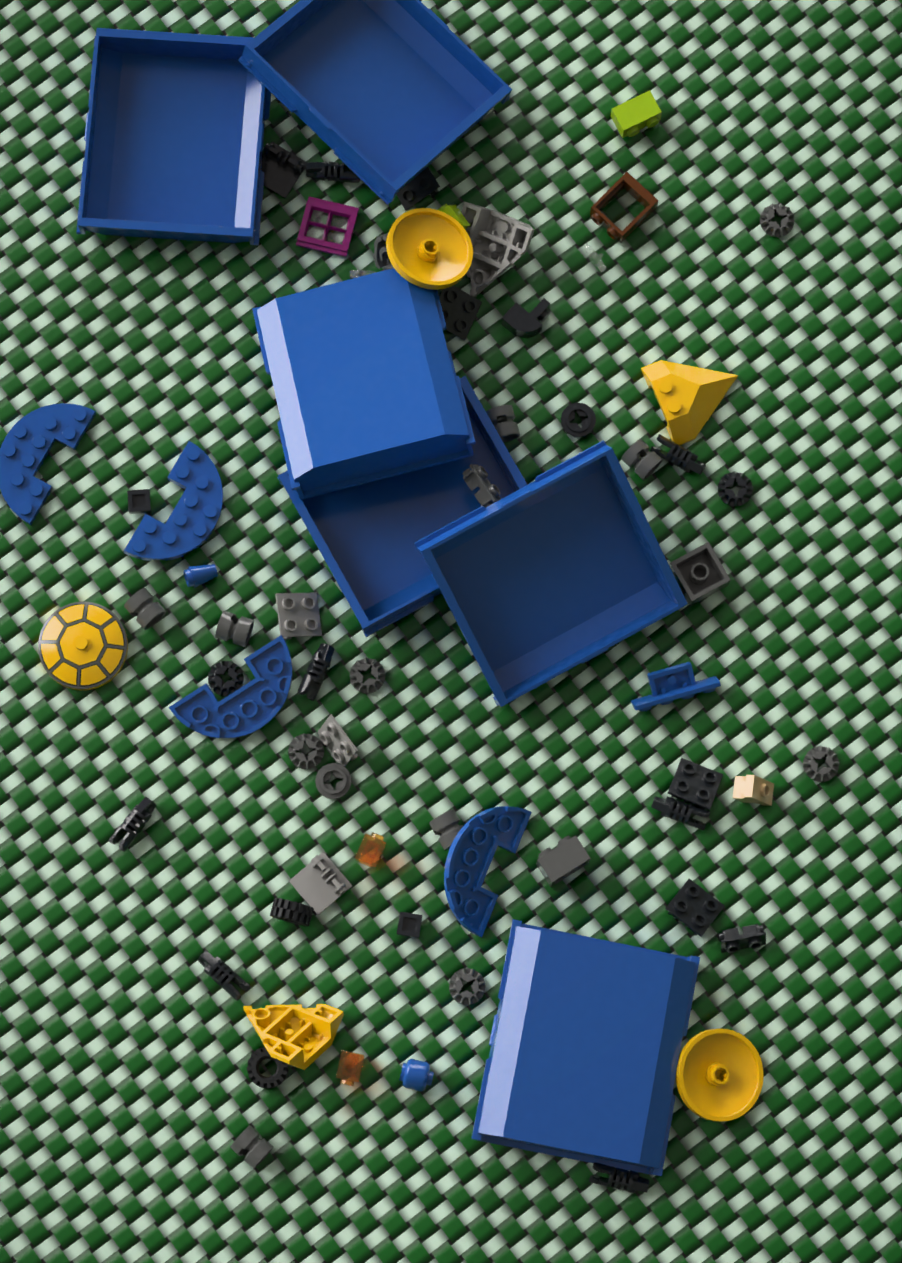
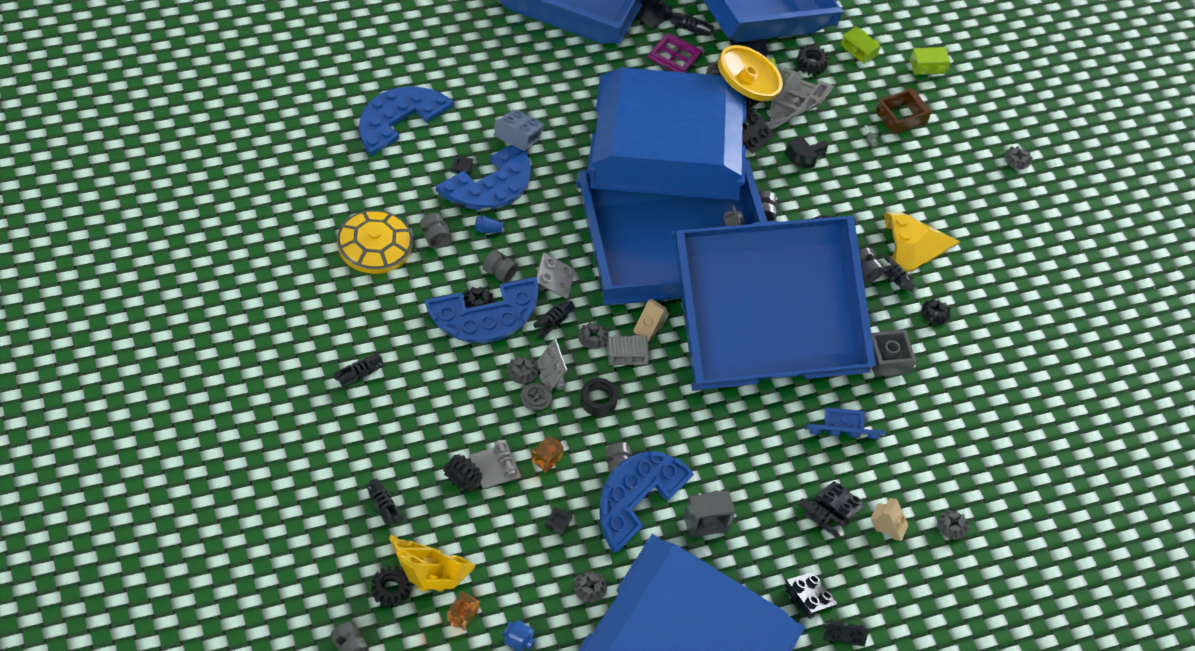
camera: 10 degrees right, 25 degrees down
(185, 427) = (518, 129): none -> sand blue brick
(395, 738) = (602, 385): none -> black tyre
(411, 682) = (627, 350): none -> light grey brick
(424, 635) = (651, 320): none -> tan brick
(493, 156) = (812, 53): none -> black tyre
(545, 120) = (860, 45): none -> lime brick

